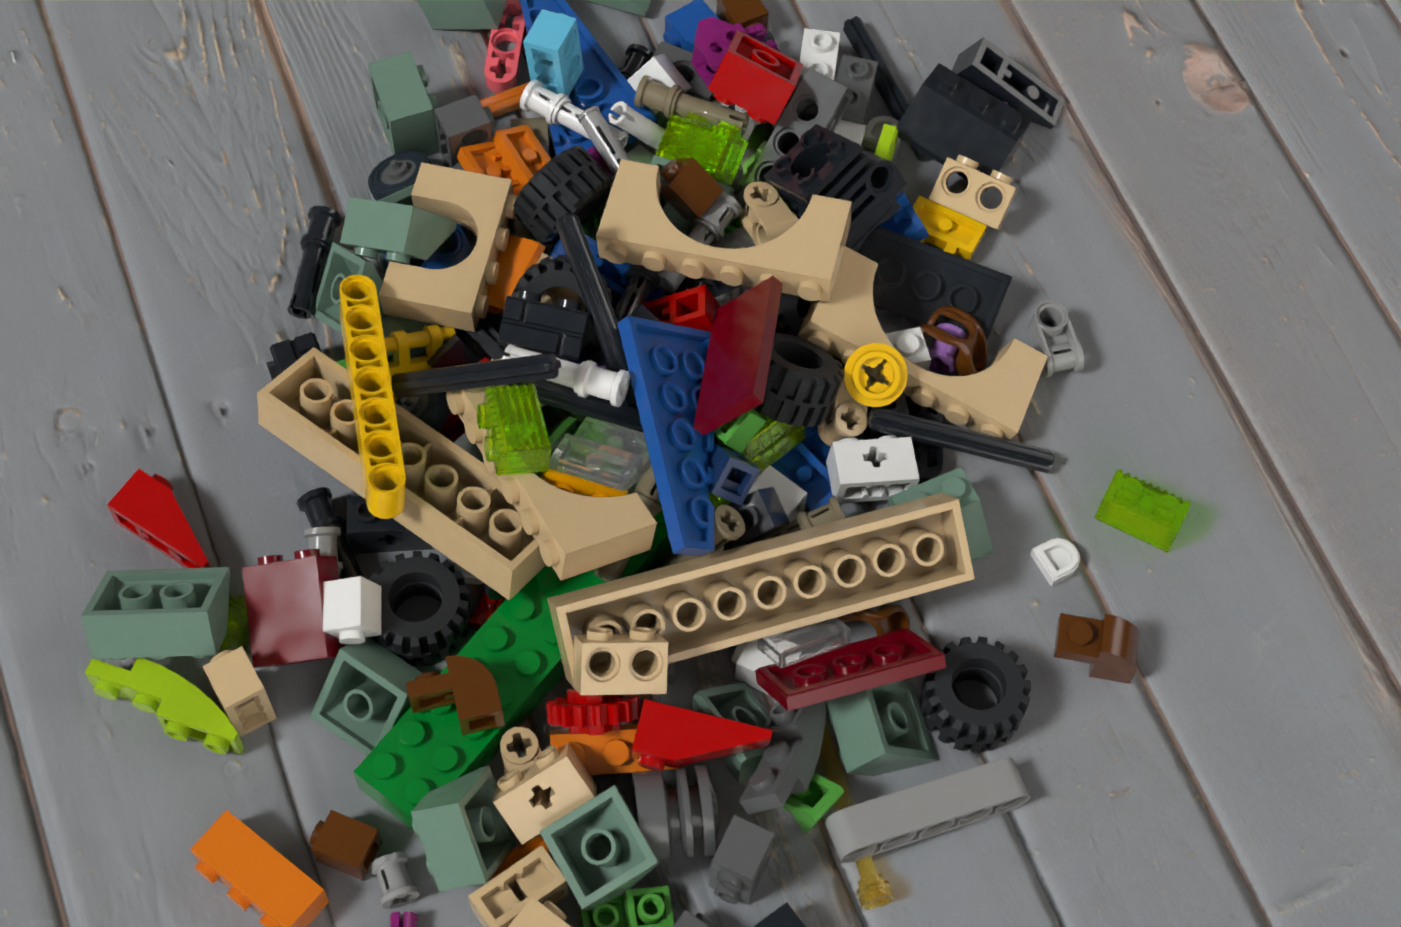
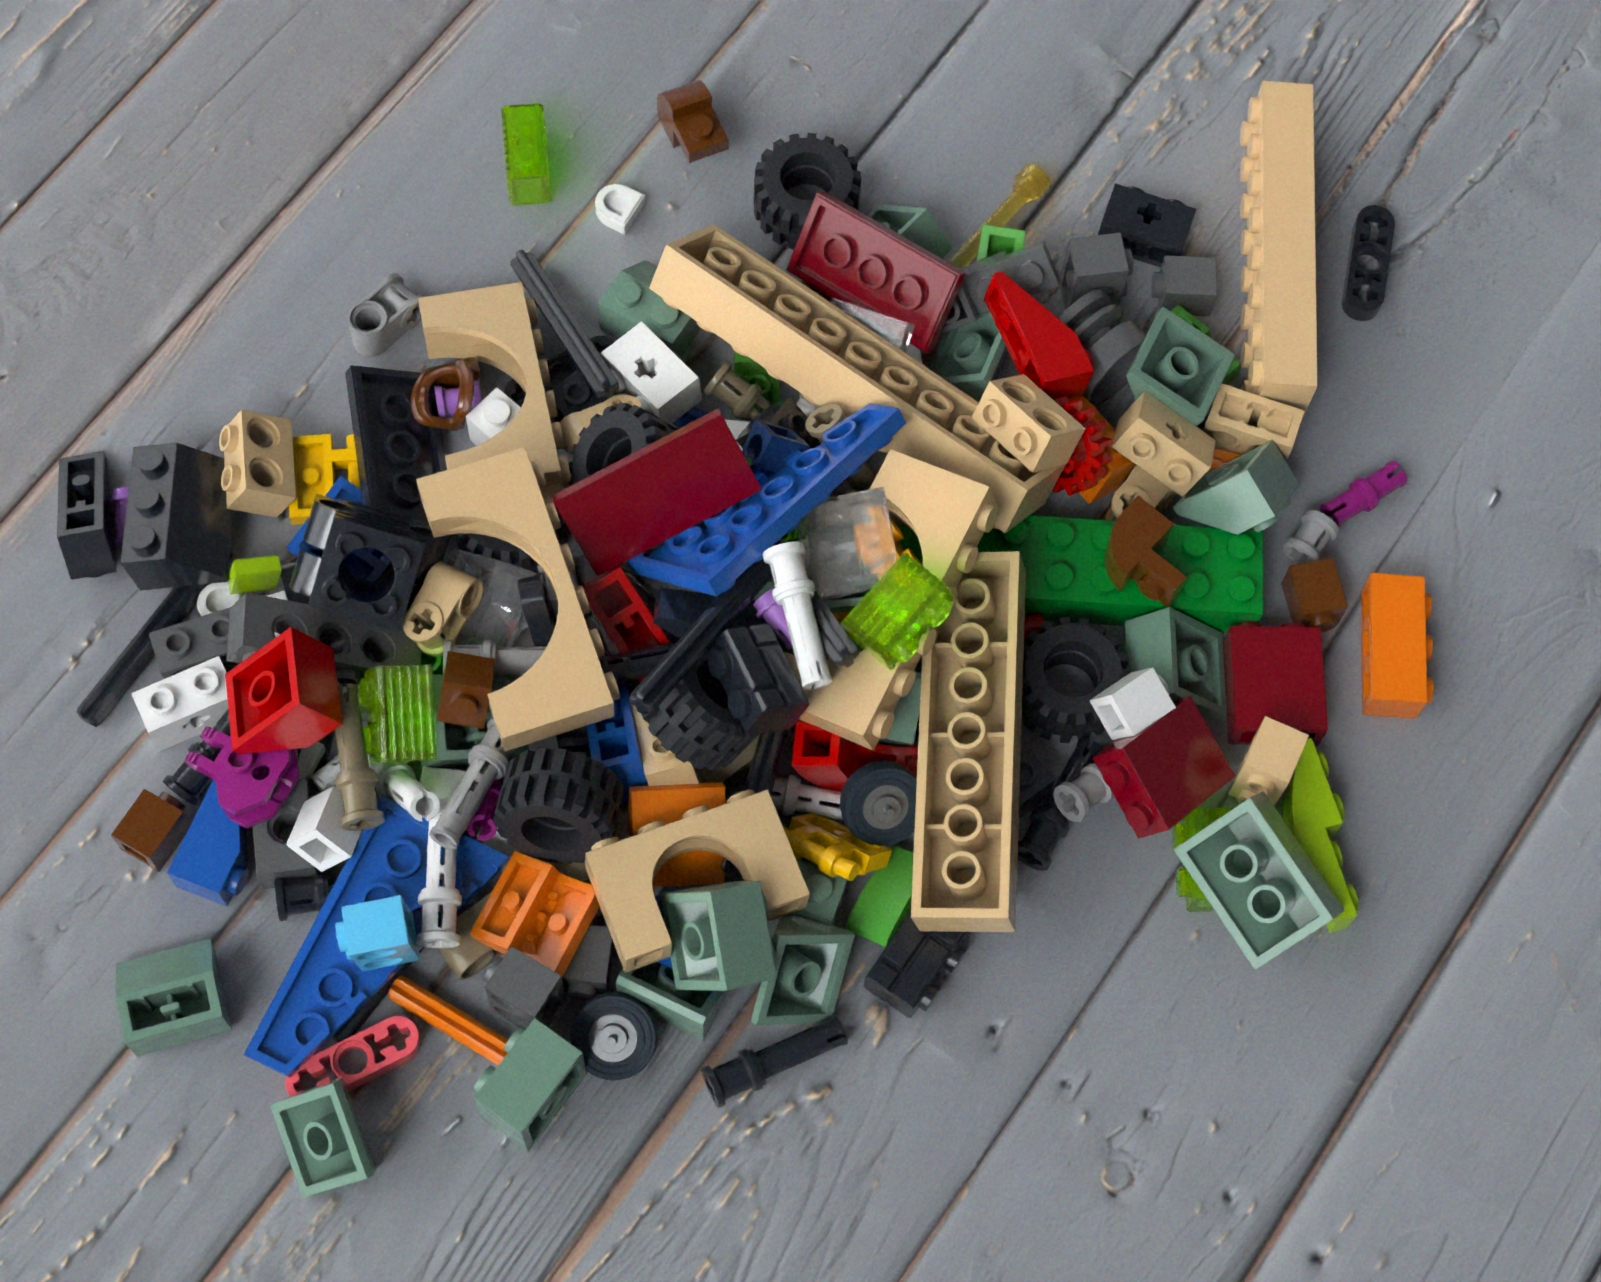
camera: 125 degrees left, 5 degrees up
(153, 514) = (1158, 993): red slope -> none
(300, 758) = (1274, 676): none -> dark red brick
(372, 397) = (928, 824): yellow beam -> none
(452, 353) = (806, 811): black tile -> none
(476, 375) = (867, 688): black axle -> none
(893, 370) = (583, 397): yellow gear -> none
(926, 810) = (937, 171): light grey beam -> none

